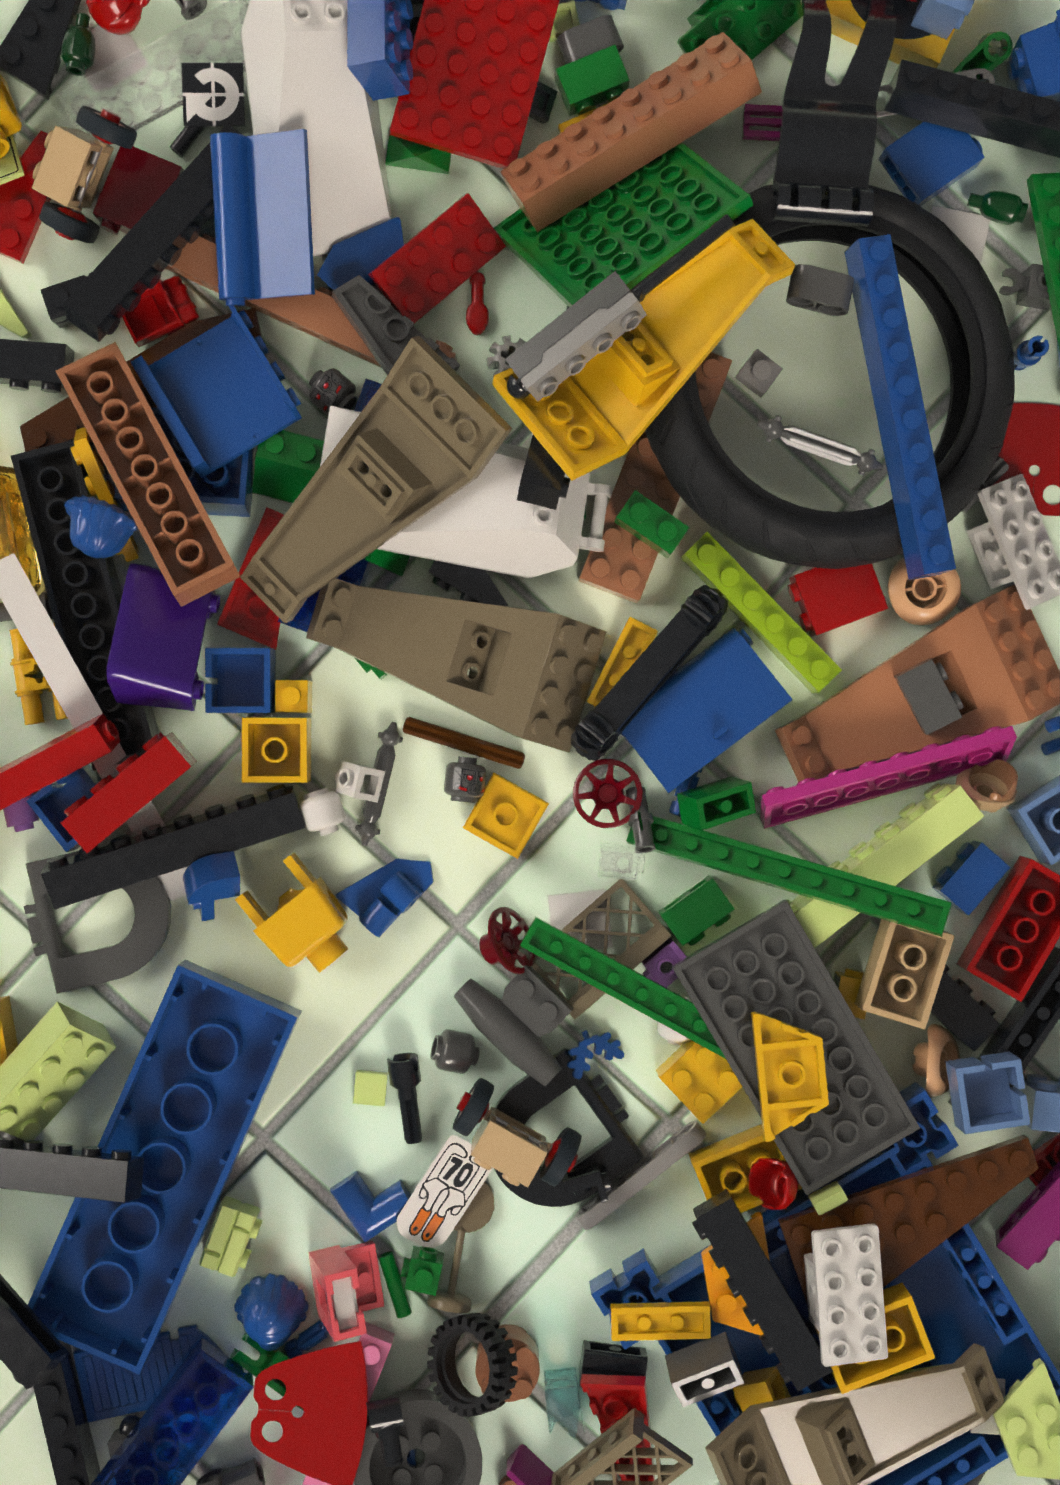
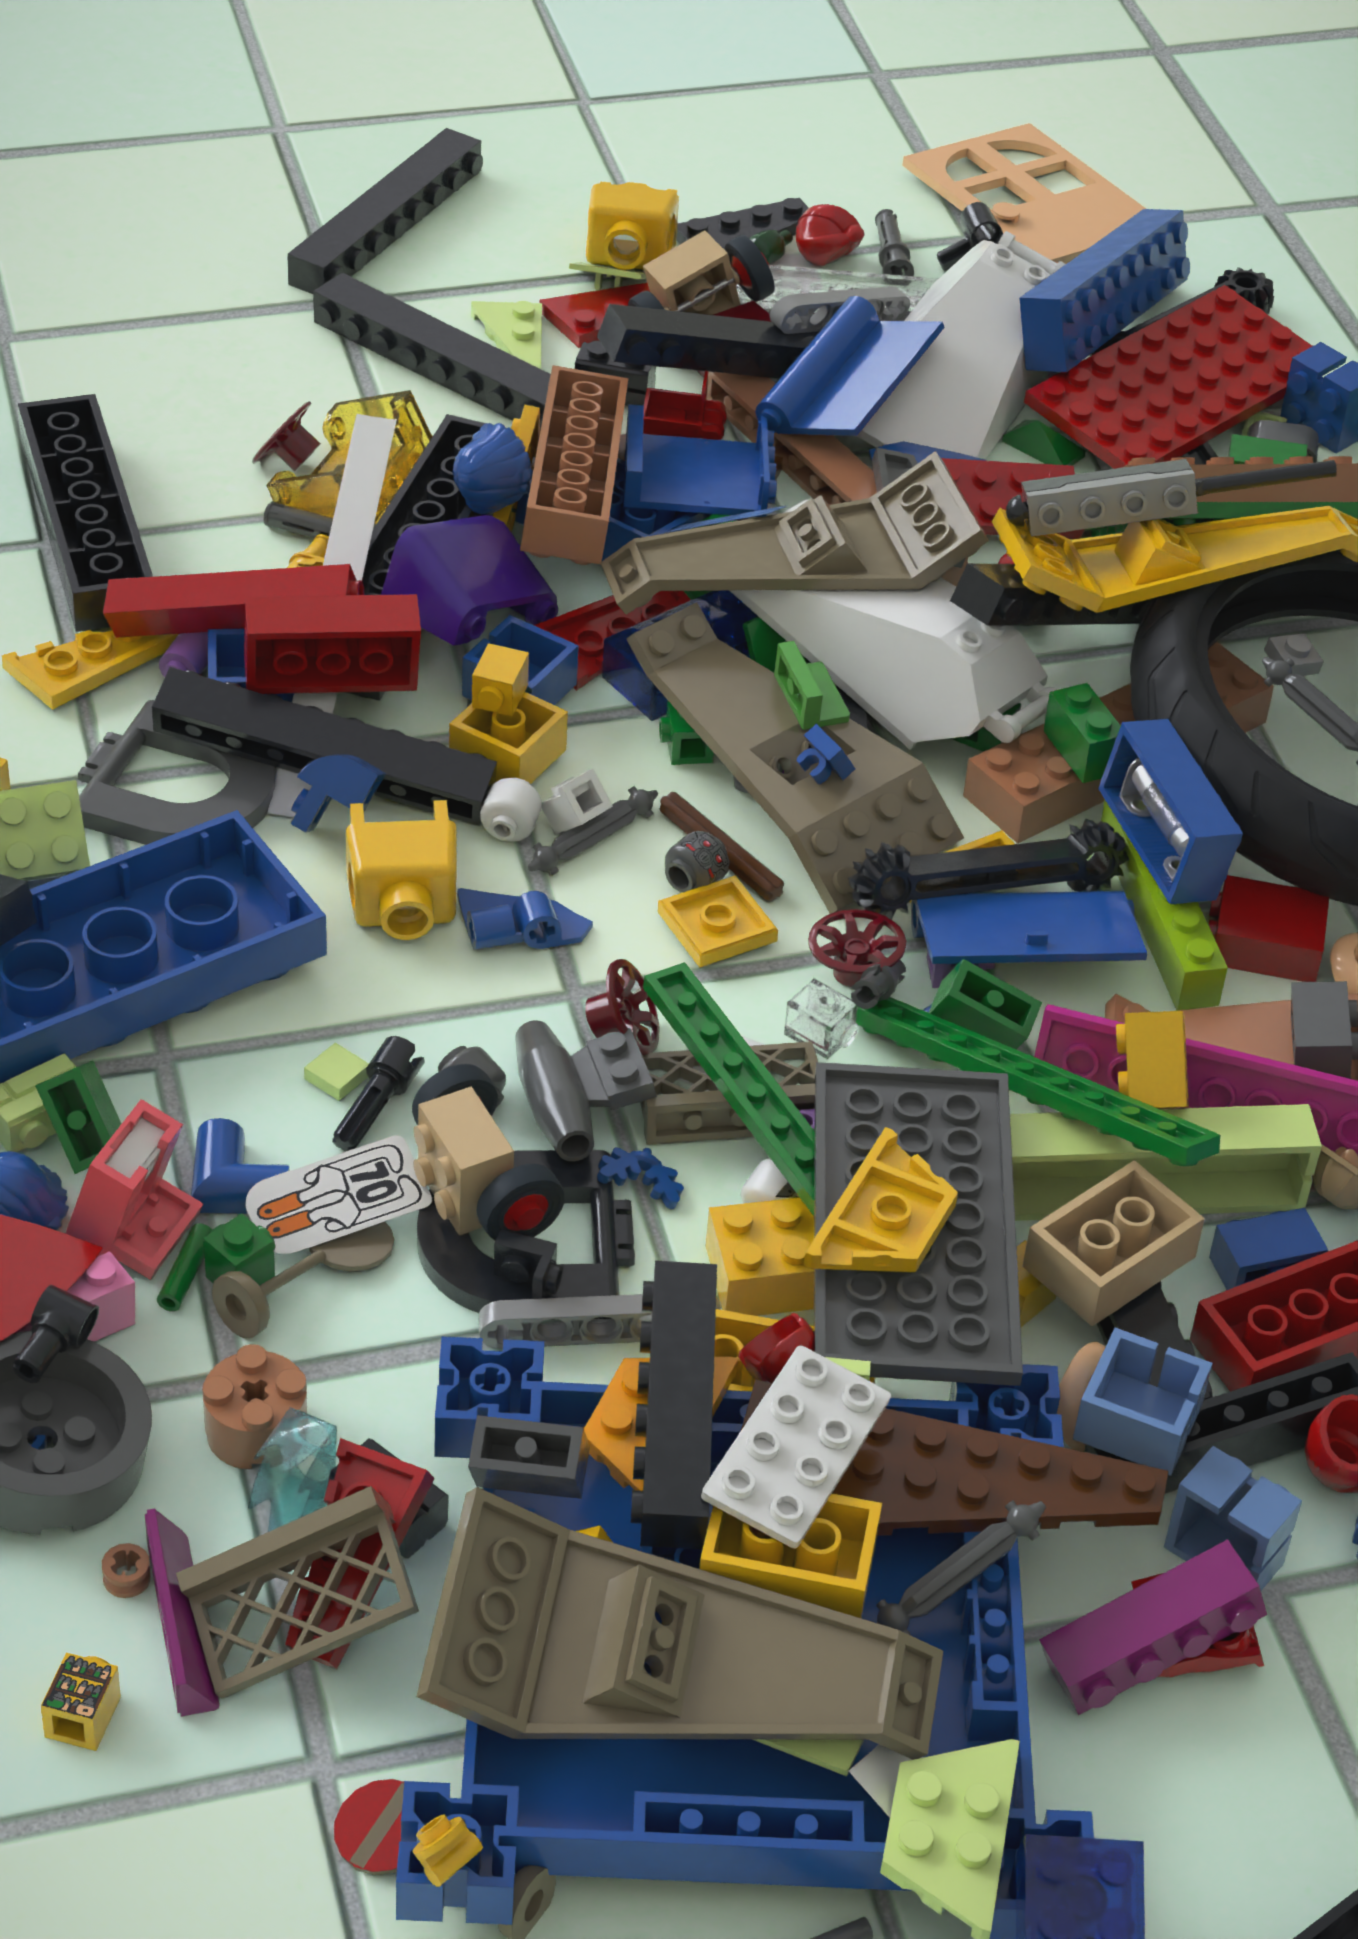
camera: 25 degrees right, 45 degrees down
(203, 126) = (829, 302): none -> light grey beam
(252, 735) = (500, 679): none -> yellow brick
(273, 1251) = (80, 1113): none -> green brick
(289, 461) = (727, 518): none -> medium blue sticker
(293, 696) = (580, 707): yellow brick -> none
(453, 601) = (808, 689): none -> bright green panel
(499, 1361) = (215, 1355): black tyre -> none
(504, 664) = (827, 754): none -> blue tile
(660, 1321) = (505, 1388): yellow plate -> none
(754, 583) = (1170, 811): none -> blue piece
(858, 819) = (1154, 1058): none -> yellow brick
(952, 1269) = (962, 1566): none -> dark grey wheel

